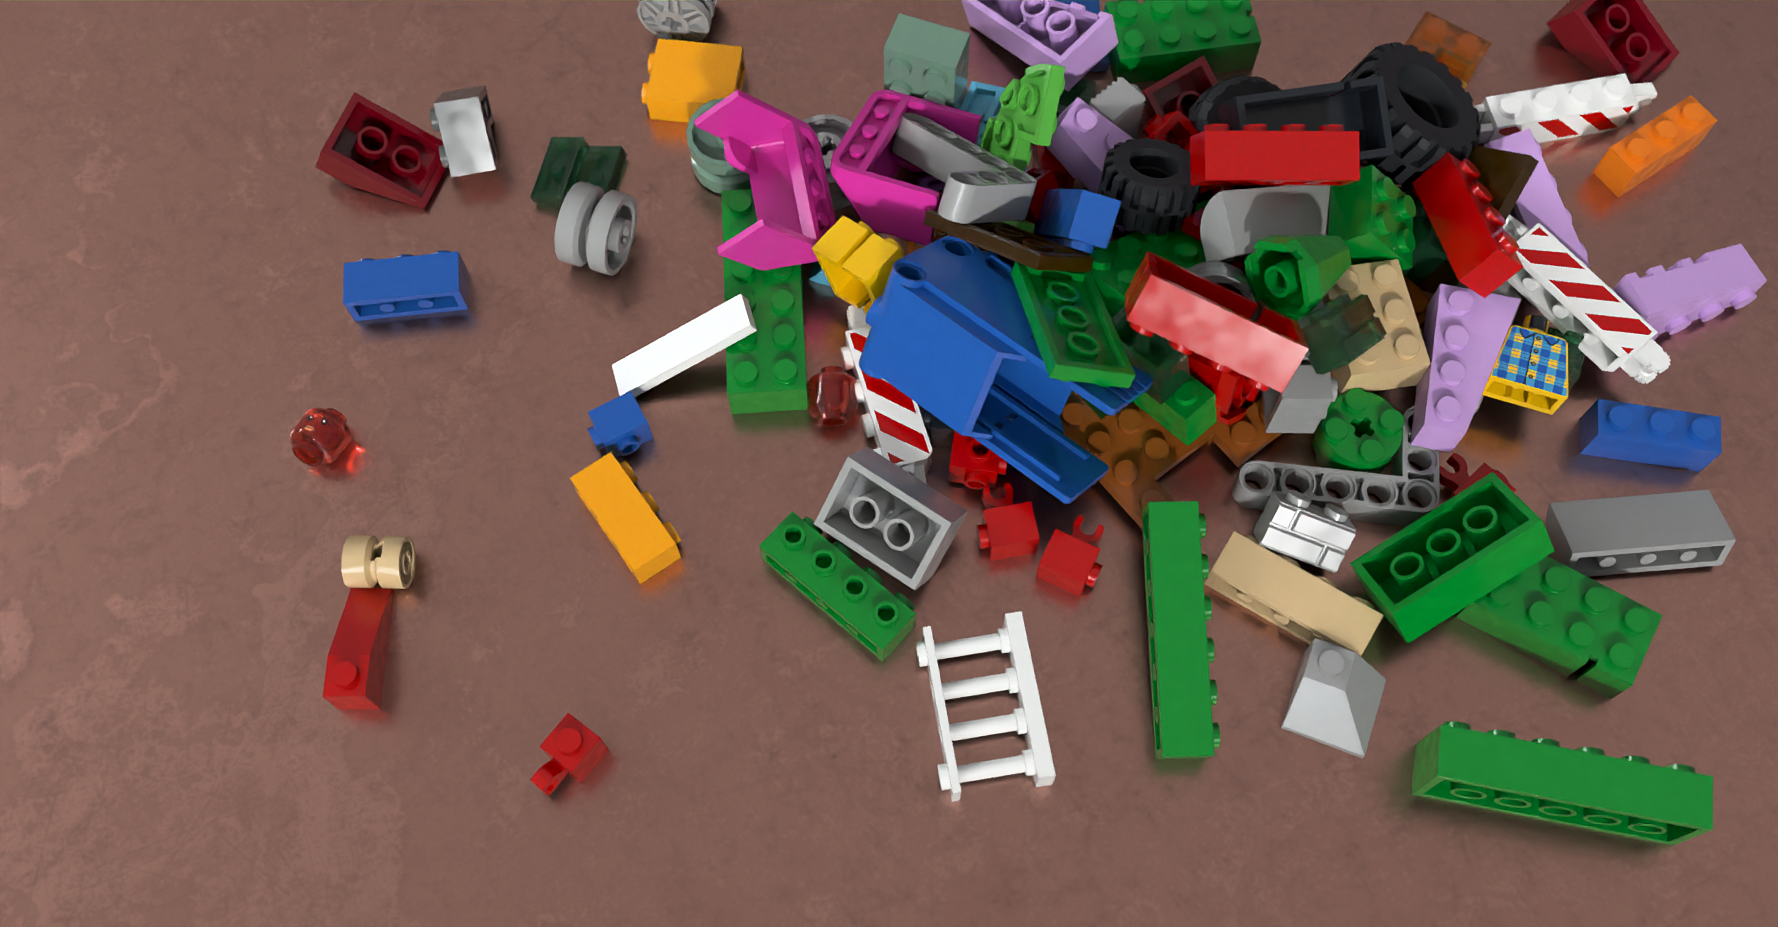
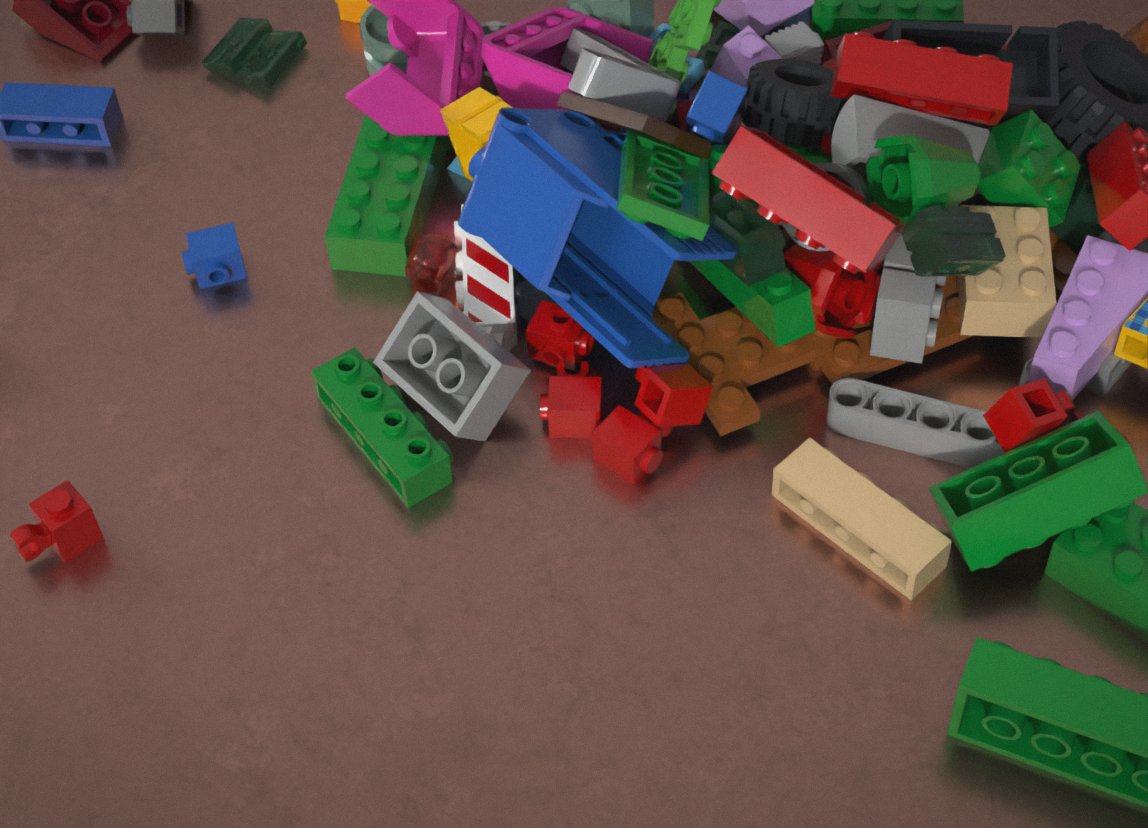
camera: 15 degrees right, 15 degrees down
(595, 228) = (249, 86): light grey wheel -> none
(627, 516) = (194, 333): light orange brick -> none
(685, 346) = (300, 193): white tile -> none
(1025, 720) = (535, 578): white fence -> none
(1103, 511) = (672, 394): none -> red brick
(1178, 631) = (719, 520): green brick -> none
(1305, 530) = (887, 449): brick -> none
(1334, 698) = (881, 618): light grey slope -> none
(1358, 433) = (972, 368): green brick -> none
(1428, 483) = (1027, 413): none -> red brick

